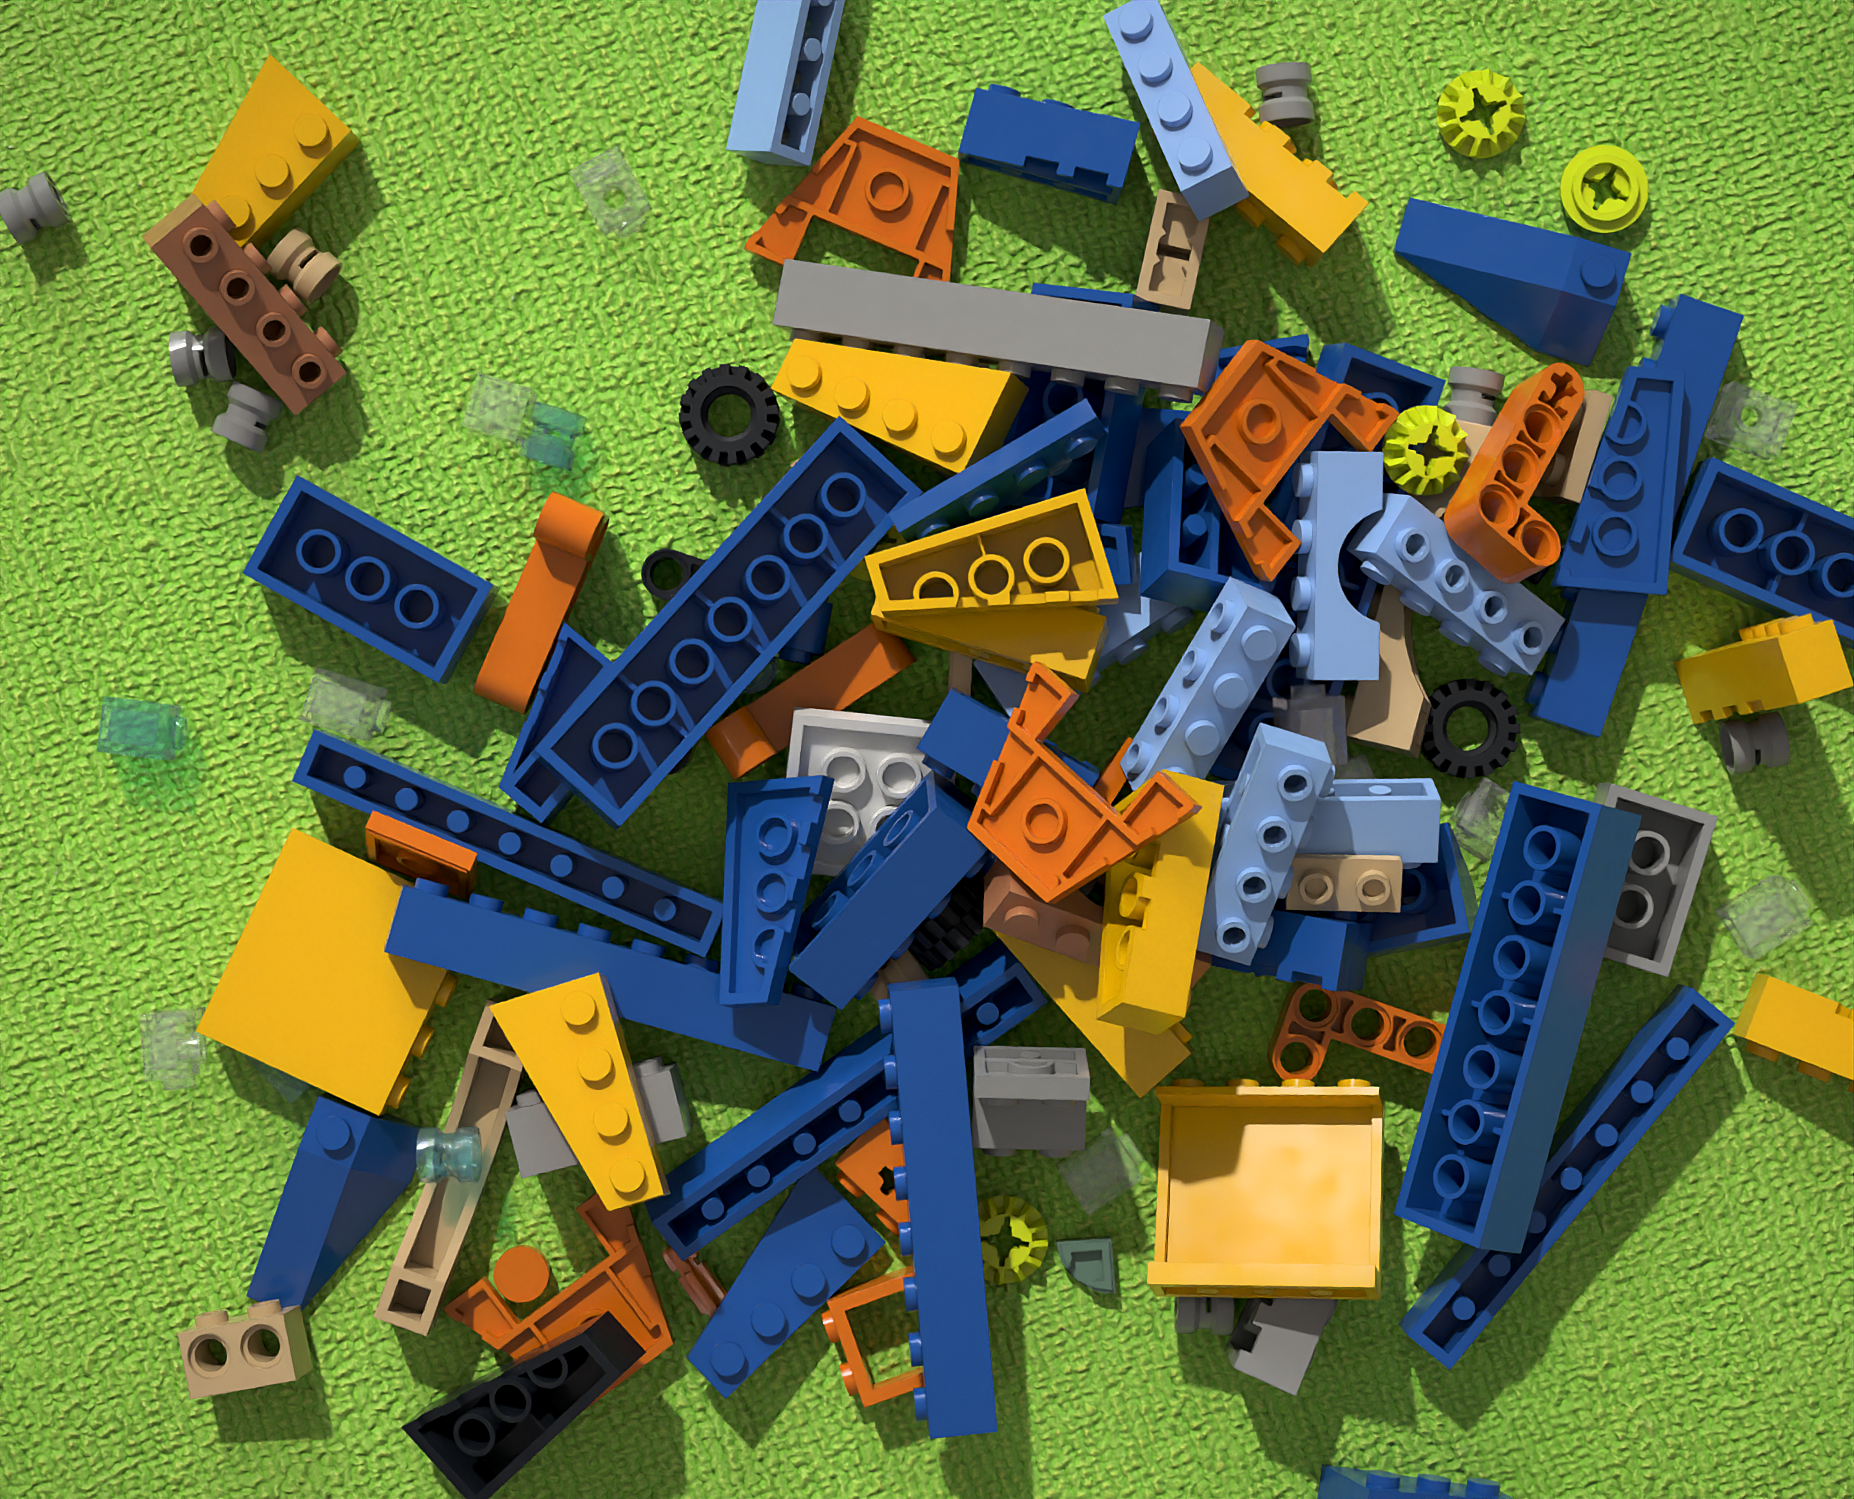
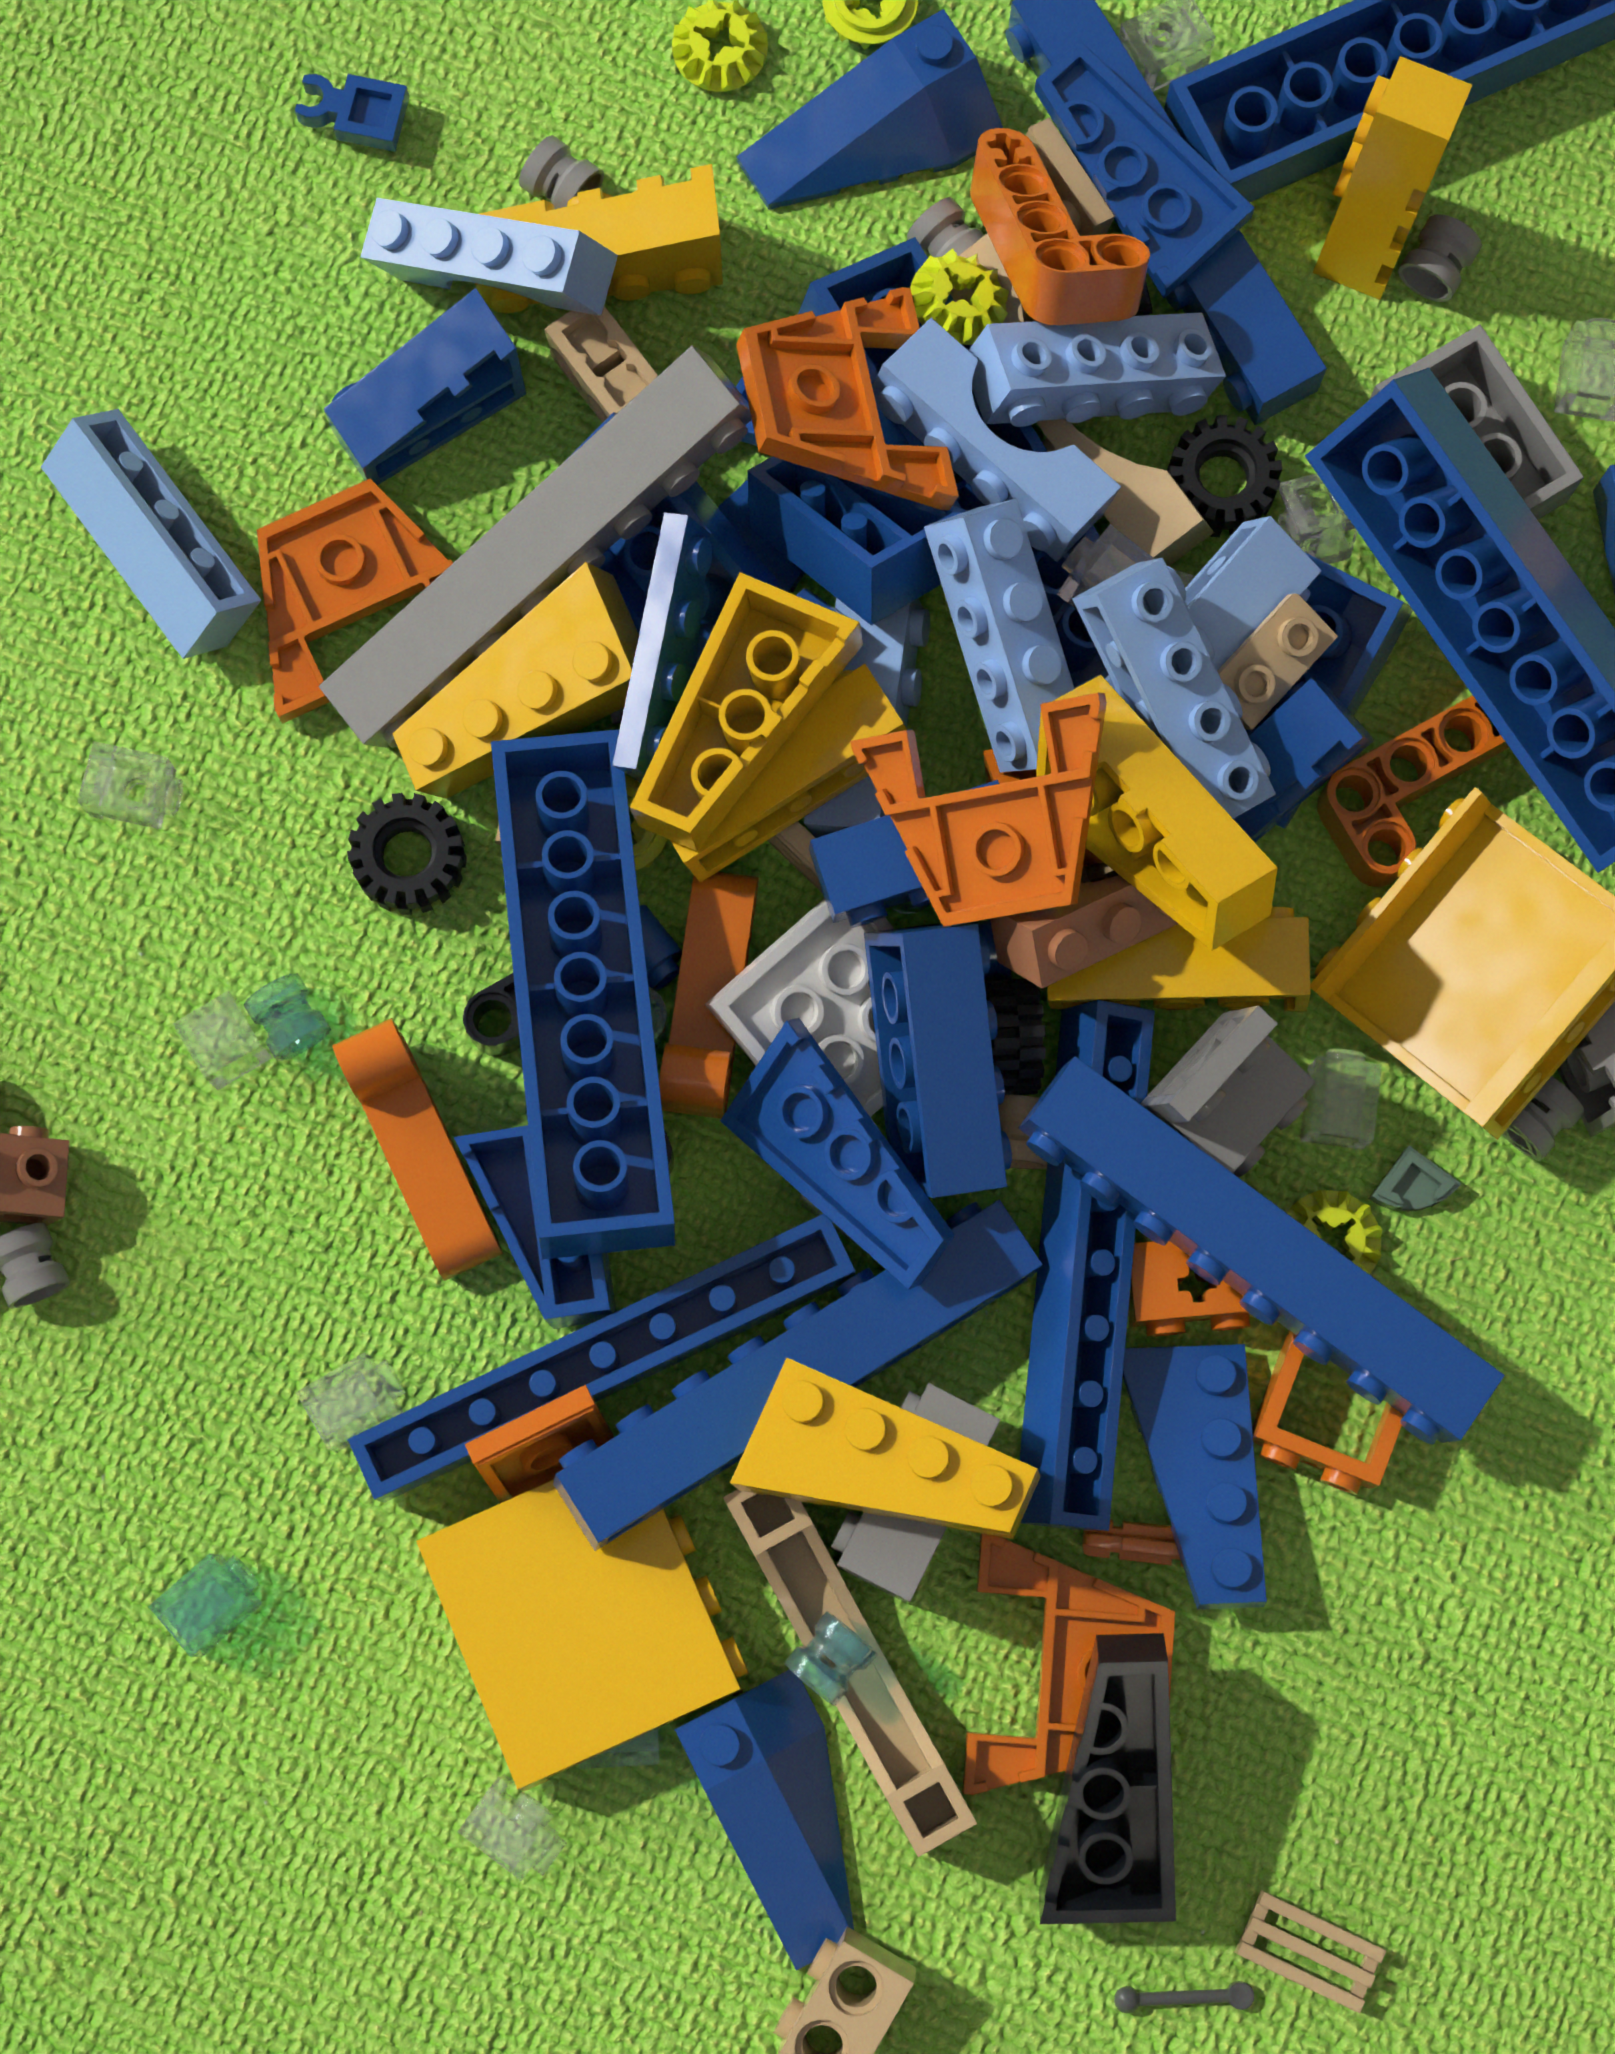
camera: 50 degrees left, 10 degrees down
(371, 580) = (264, 1278): blue brick -> none
(522, 1273) = (993, 1696): orange tile -> none

